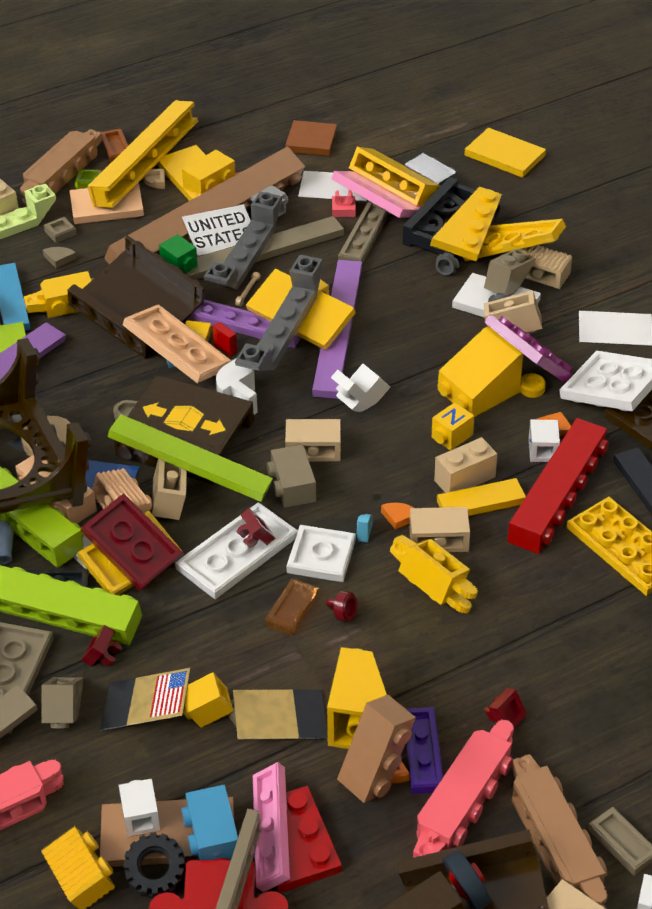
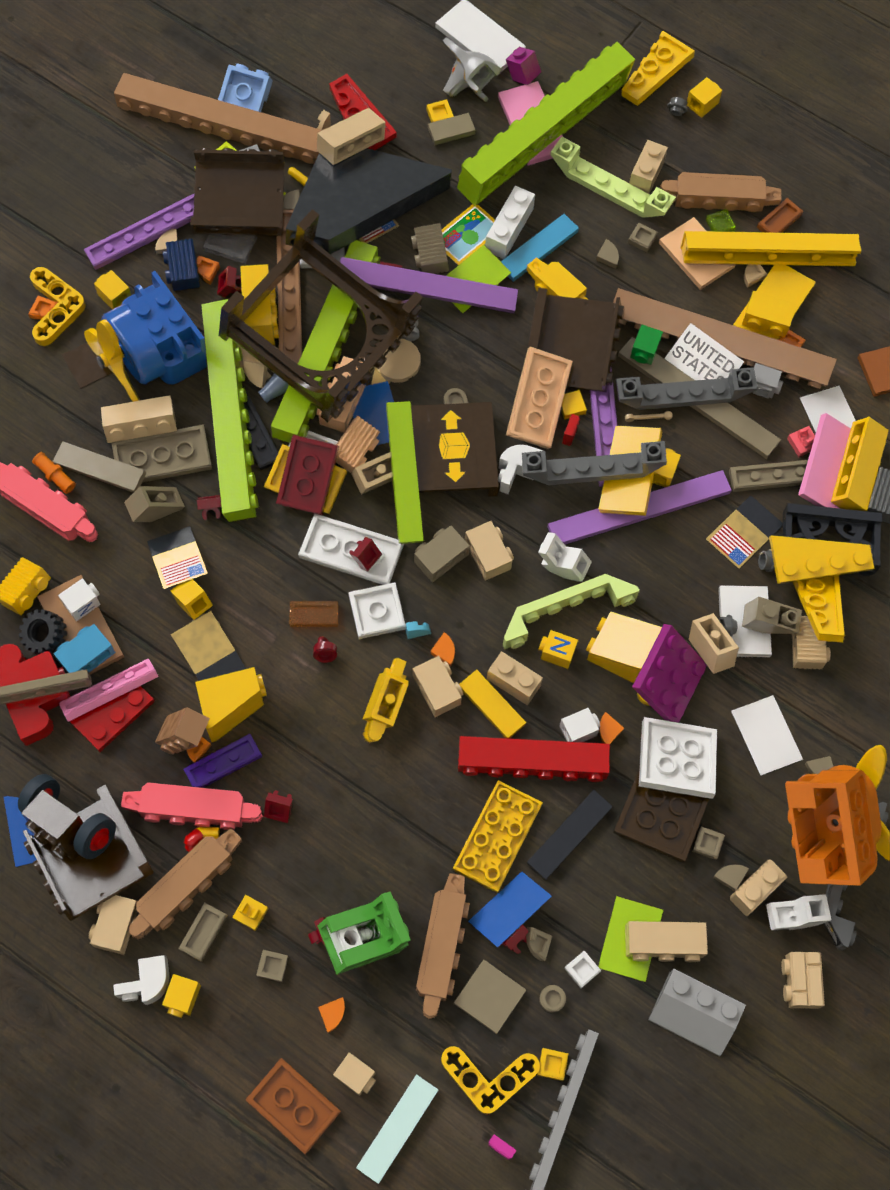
camera: 60 degrees right, 25 degrees up
(406, 272) = (744, 531): none -> sticker
(408, 446) = (619, 591): none -> yellowish green slope
(503, 803) = (198, 834): none -> arm
(619, 785) = (250, 912): none -> yellow tile

